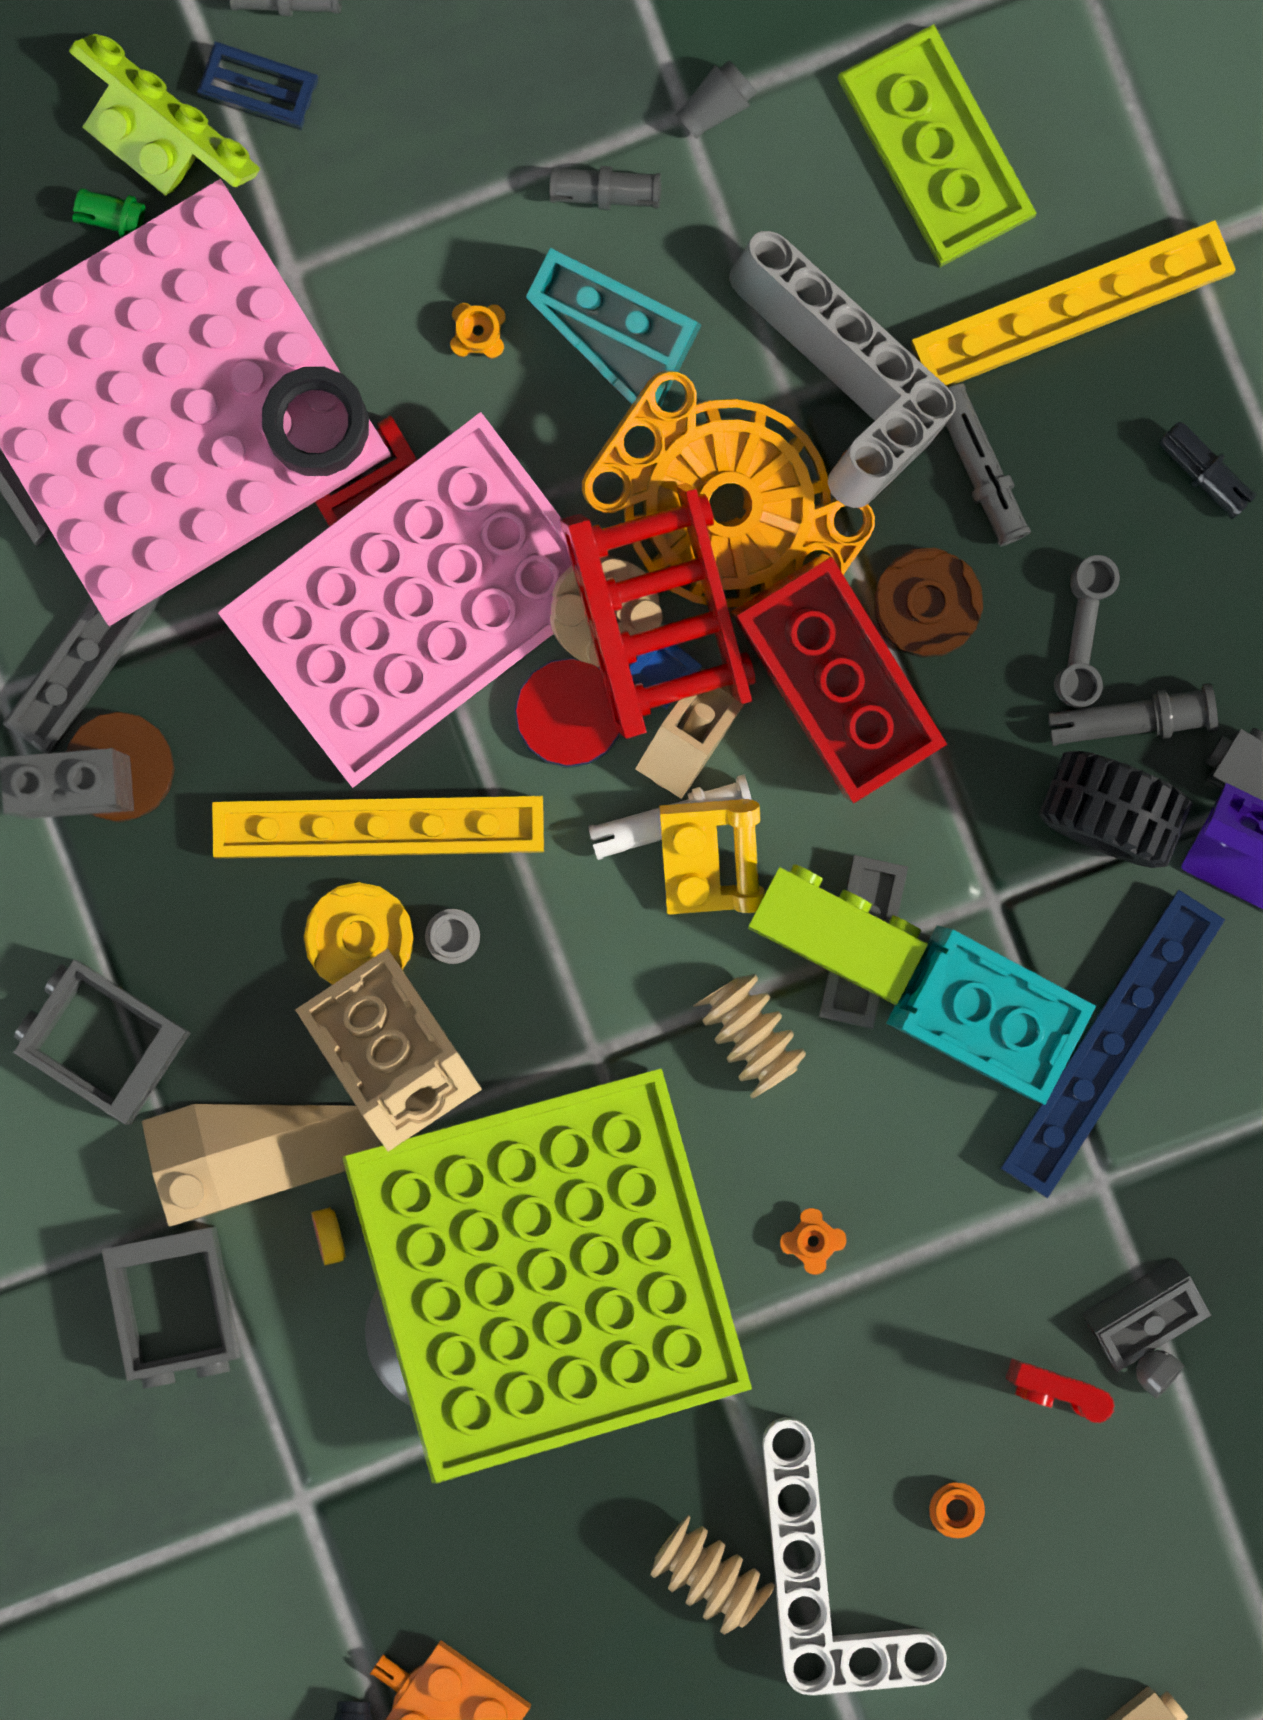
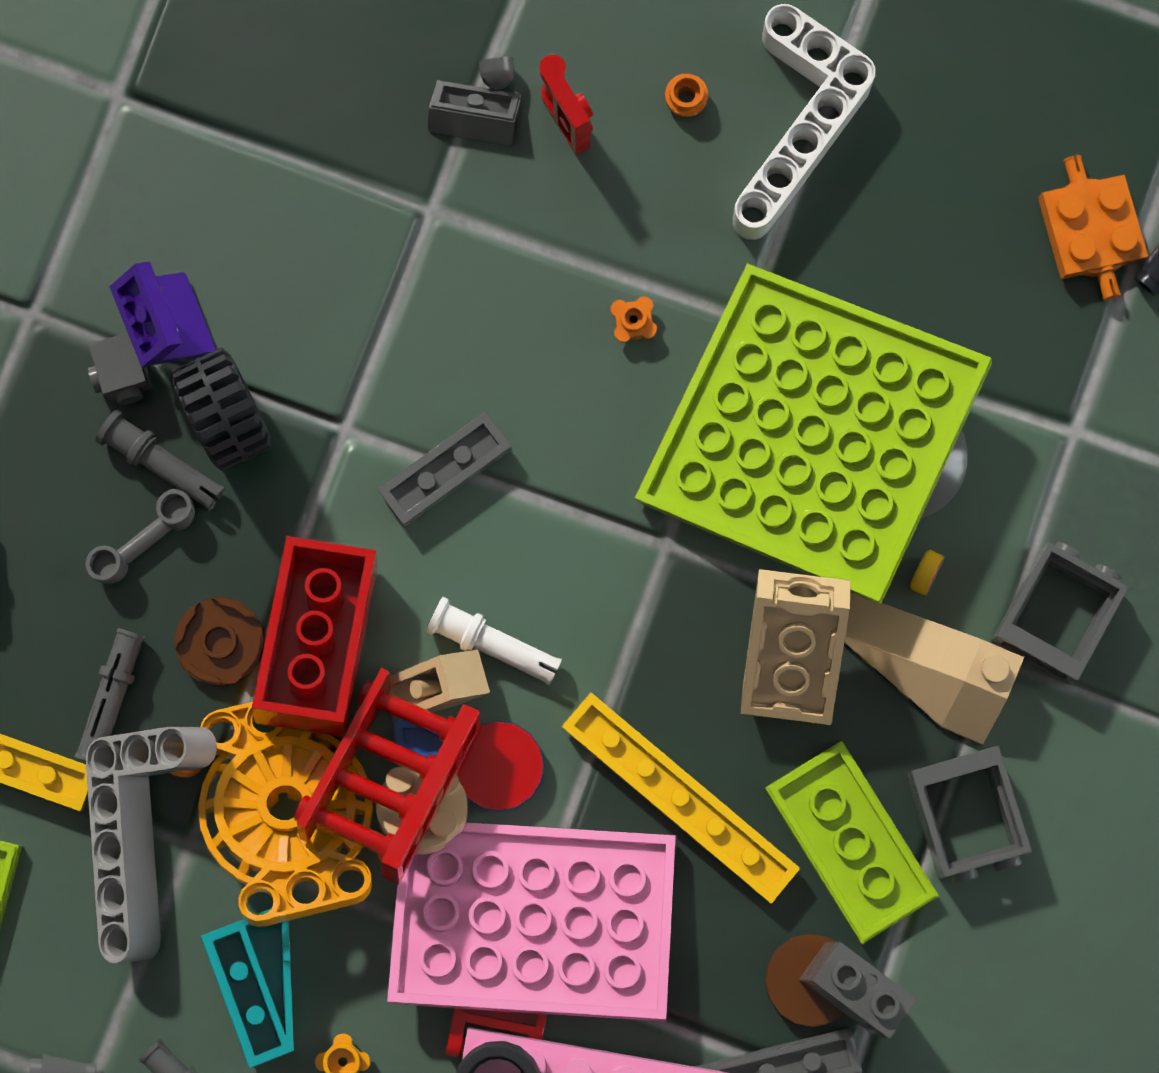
camera: 135 degrees left, 5 degrees down
(187, 924) = (851, 842): none -> lime tile
(354, 927) = (749, 747): yellow tile -> none
(452, 936) = (692, 690): light grey plate -> none
(693, 856) = (502, 607): yellow plate -> none
(710, 1577) = (866, 176): tan piece -> none
(752, 1033) = (559, 471): tan piece -> none
(839, 933) = (455, 481): lime brick -> none
(991, 1014) = (408, 354): teal piece -> none
(1112, 1043) = (350, 281): dark blue plate -> none

